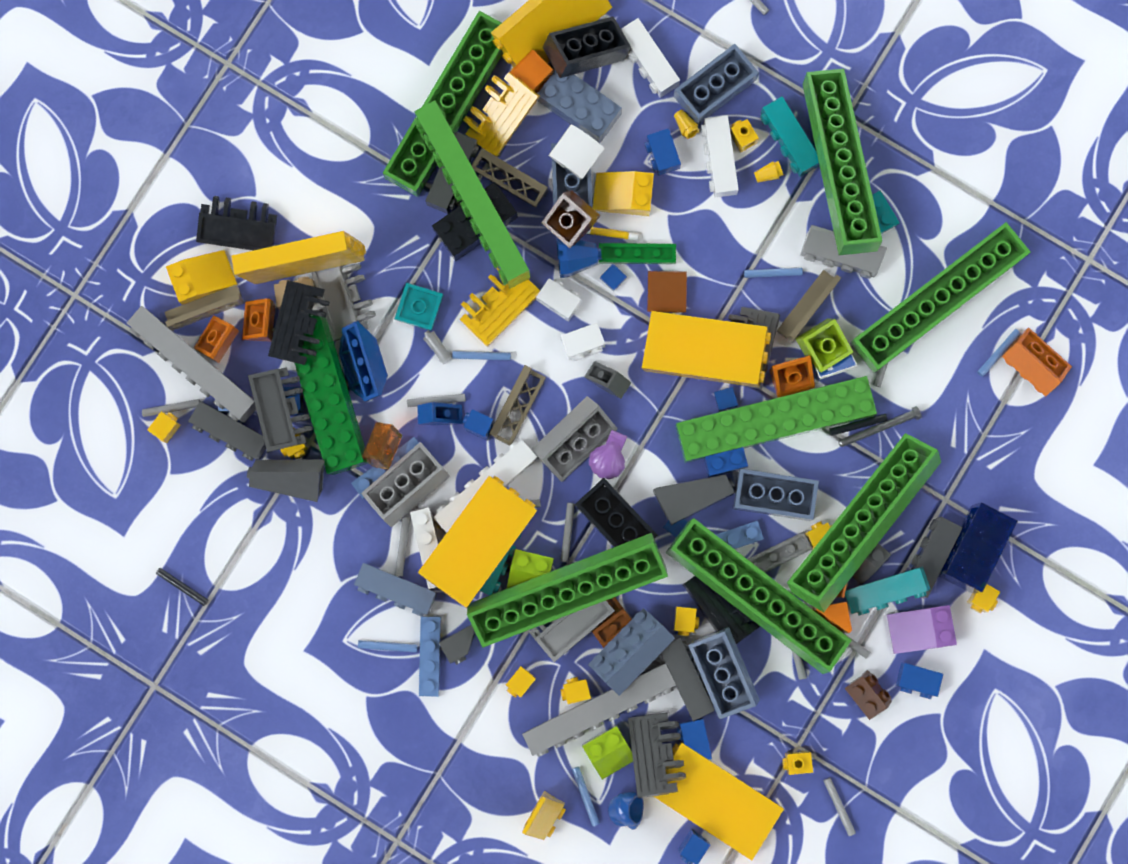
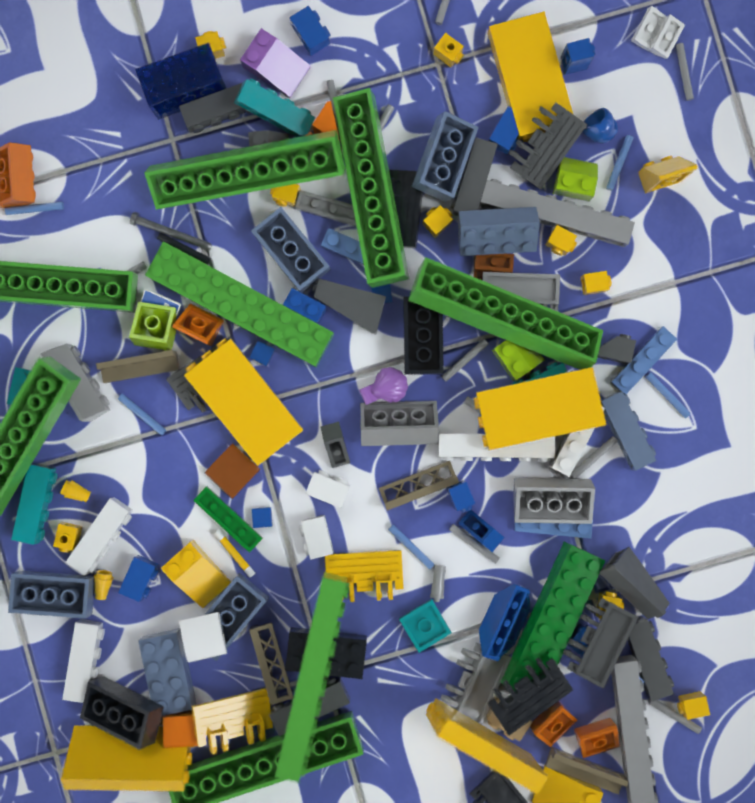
camera: 145 degrees left, 5 degrees up
(382, 445) = (545, 544): clear orange brick -> none
(570, 218) = (254, 589): reddish brown slope -> none
(577, 258) = (275, 558): blue cone -> none
(869, 694) = (354, 52): reddish brown bracket -> none

